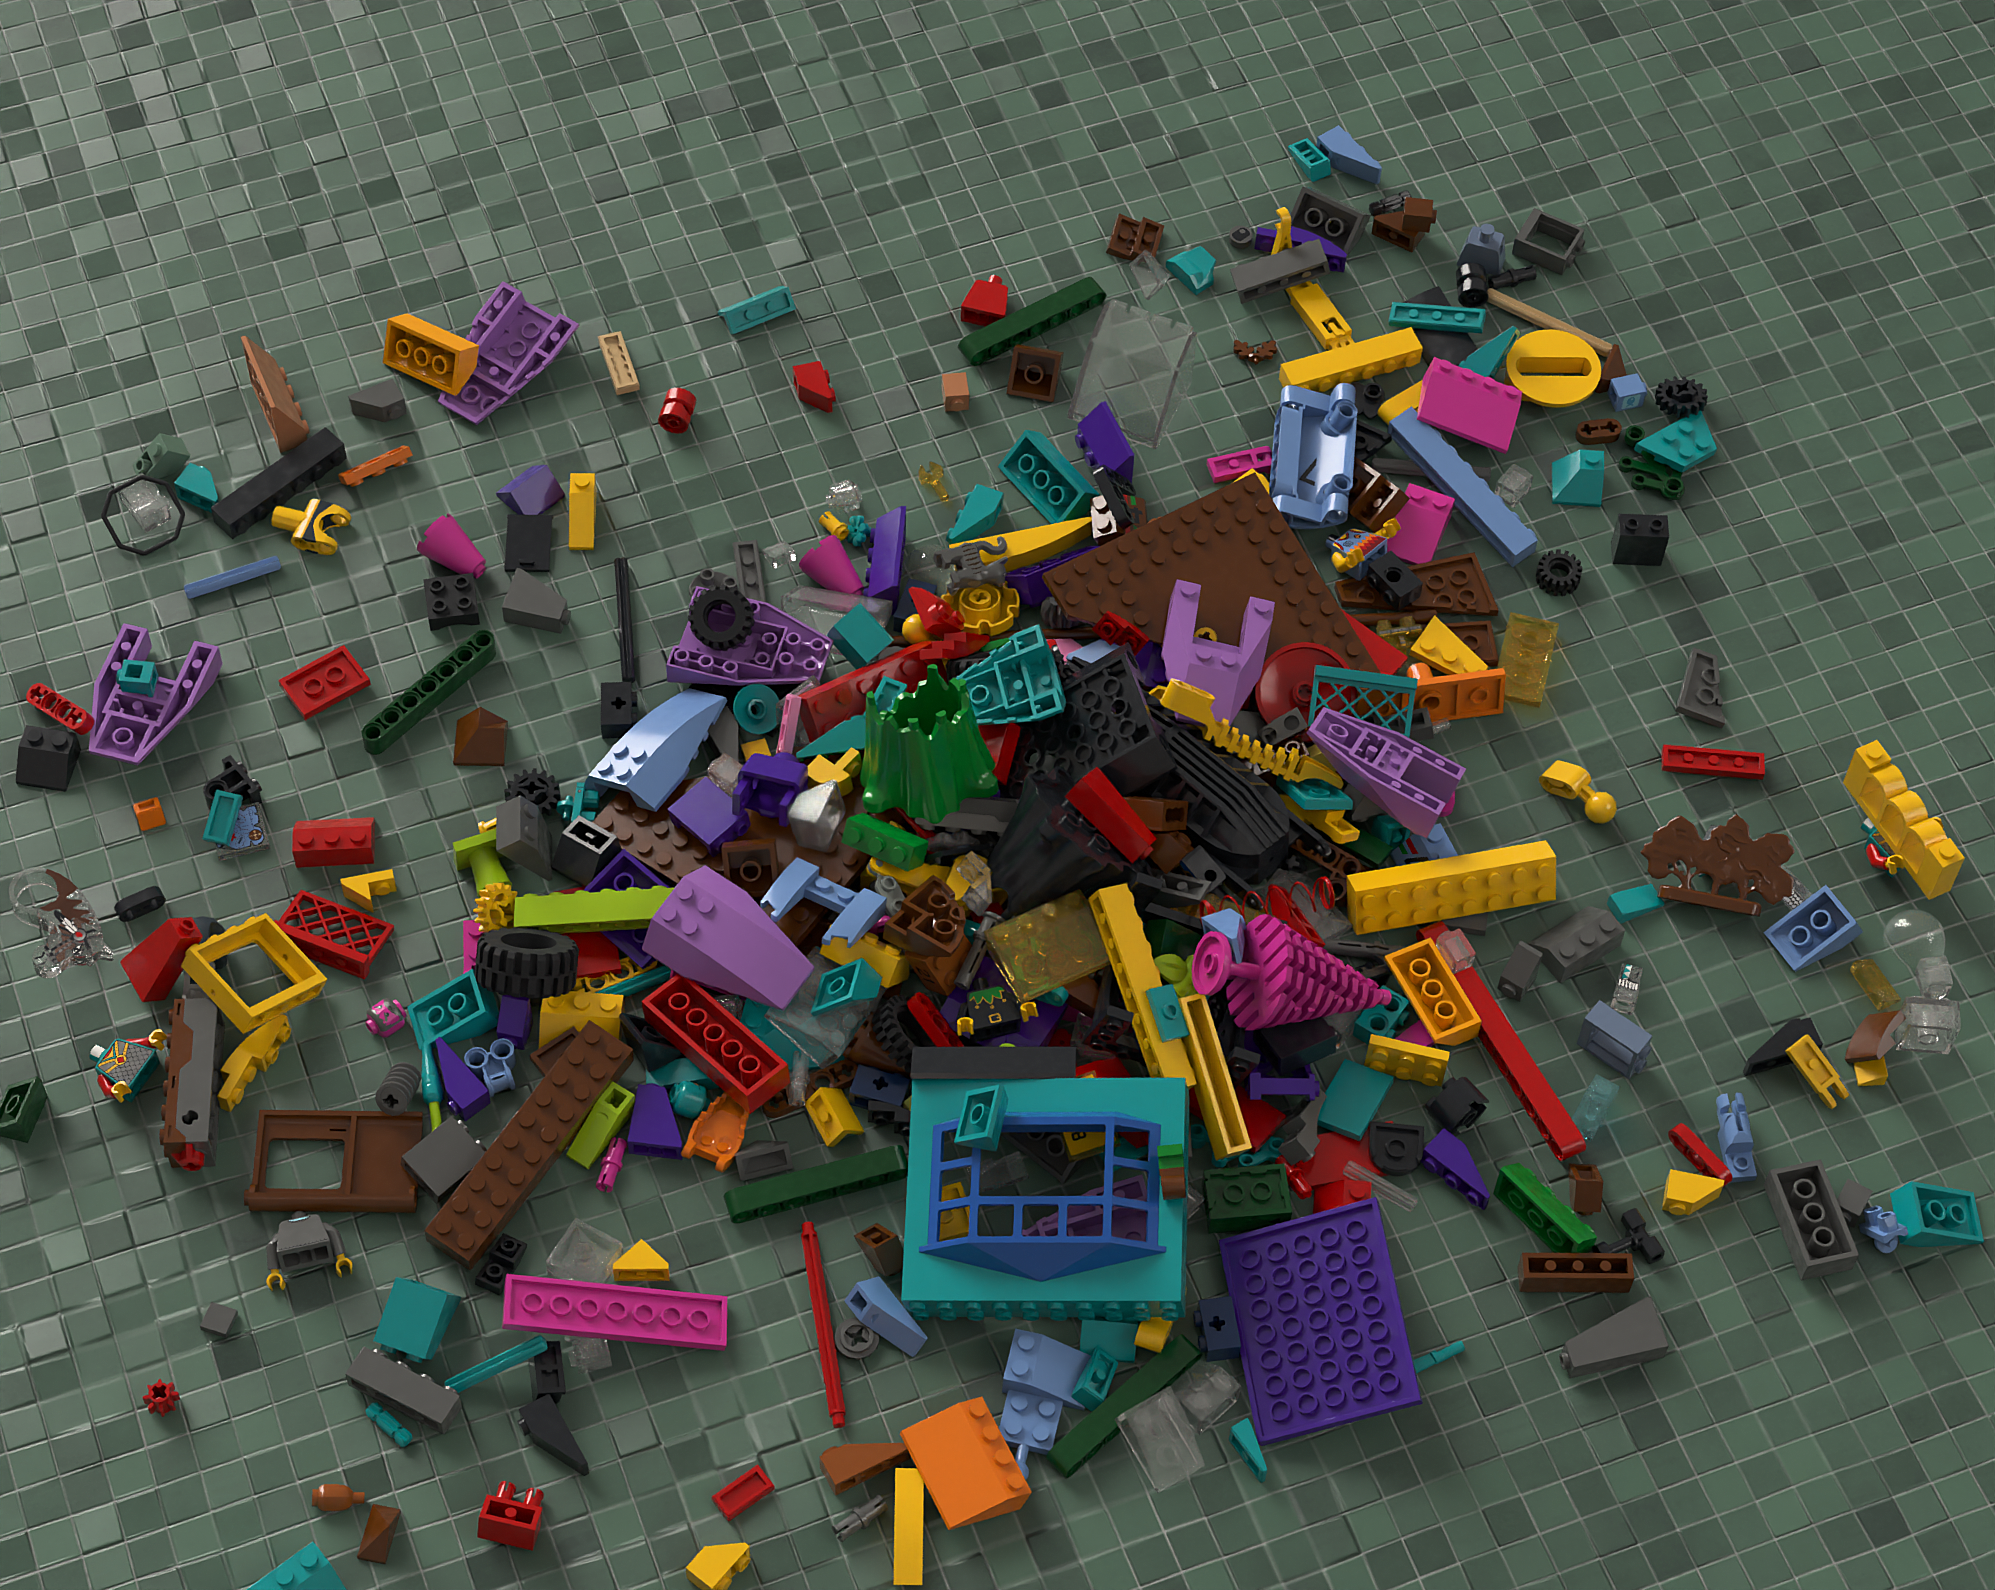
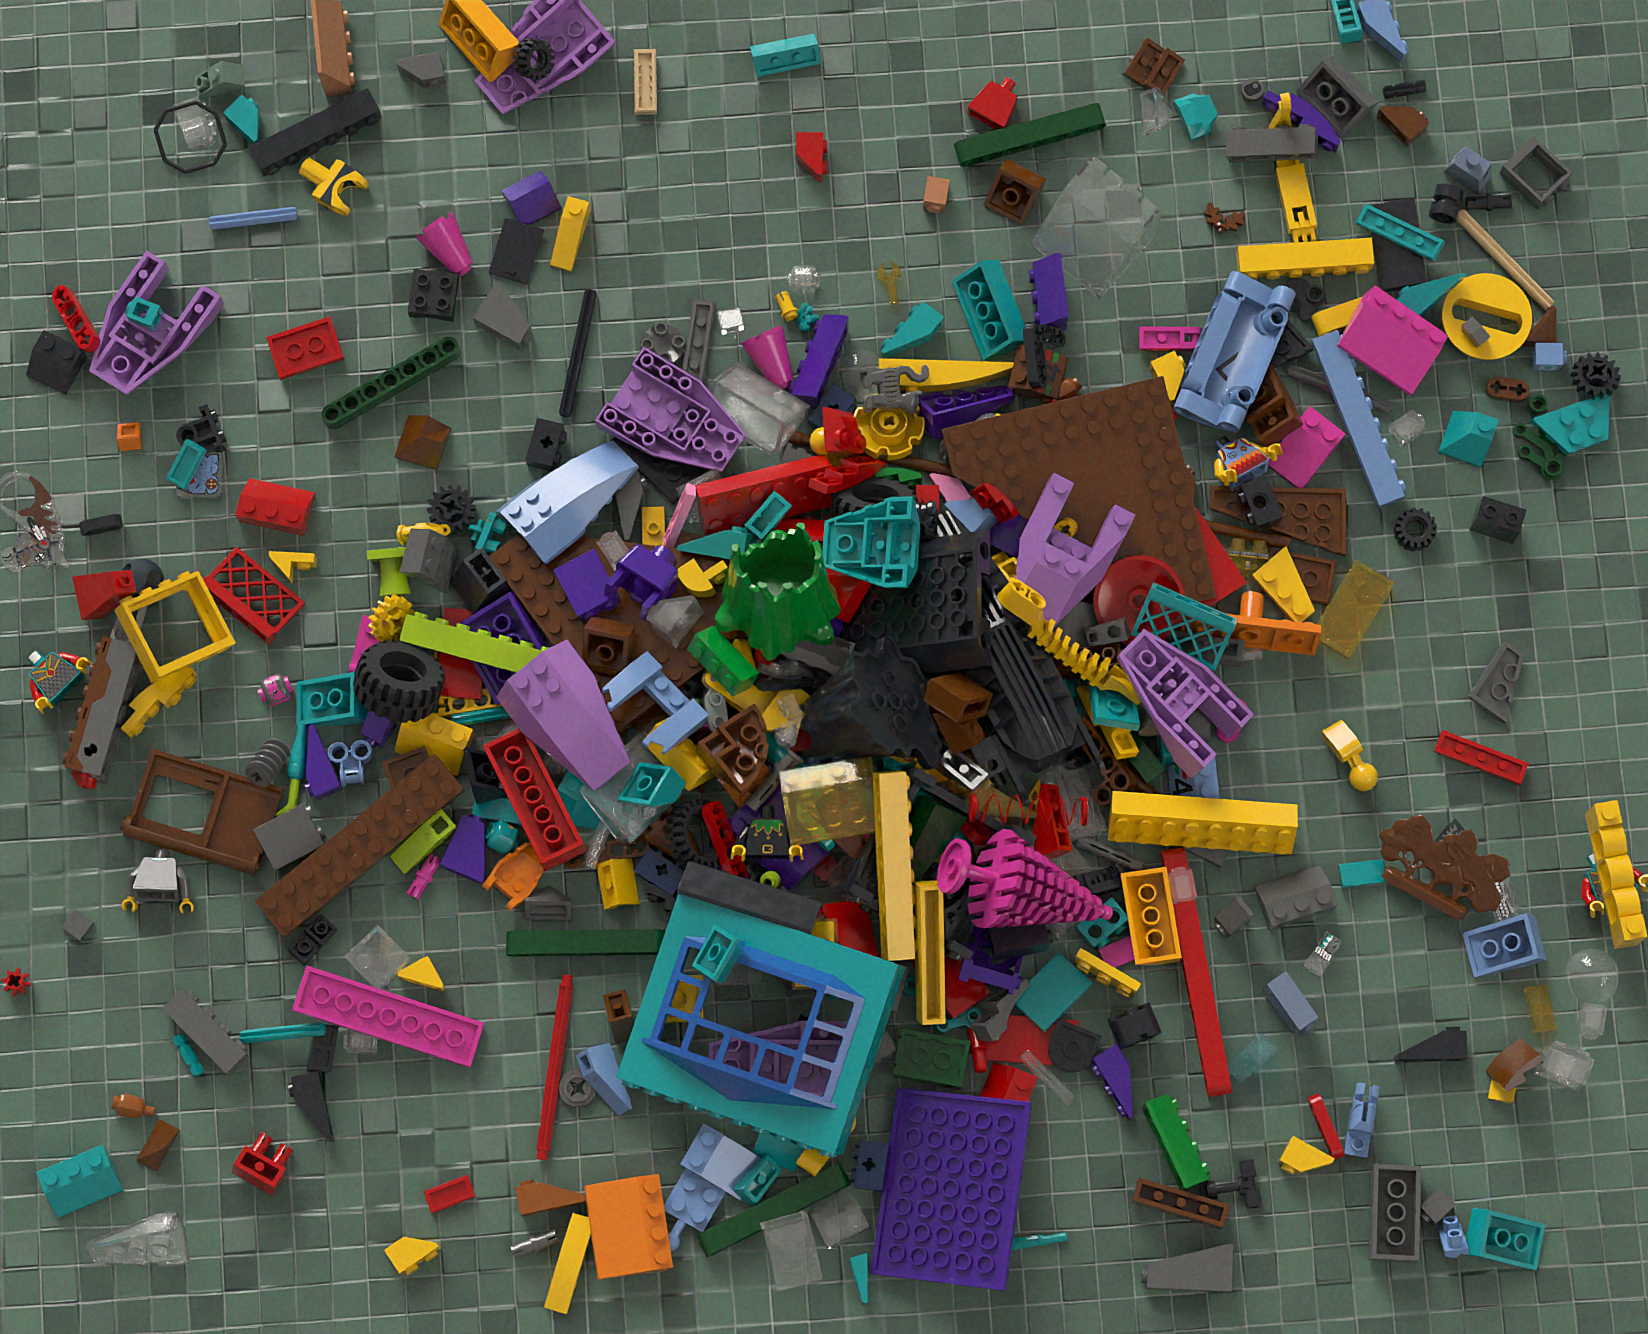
camera: 20 degrees right, 20 degrees up
(375, 466) = (403, 136): orange plate -> none
(415, 1319) = (231, 971): teal slope -> none
(505, 355) = (543, 58): none -> black tyre
(677, 410) = (683, 147): red wheel -> none
(706, 602) = (637, 397): black tyre -> none
(764, 701) = (666, 490): teal dish -> none
(859, 637) = (769, 439): teal slope -> none
(1111, 815) = (918, 695): red slope -> none
(1167, 1013) = (906, 894): teal plate -> none
(1172, 1171) = (859, 1047): leg -> none
(1177, 972) = (929, 853): lime plant -> none
(1232, 926) = (980, 835): medium blue slope -> none
(1418, 214) = (1419, 120): reddish brown brick -> none
(1548, 379) = (1475, 332): none -> dark grey piece
(1585, 1188) = (1218, 1127): reddish brown slope -> none
(1816, 1070) = (1452, 1079): yellow hinge -> none

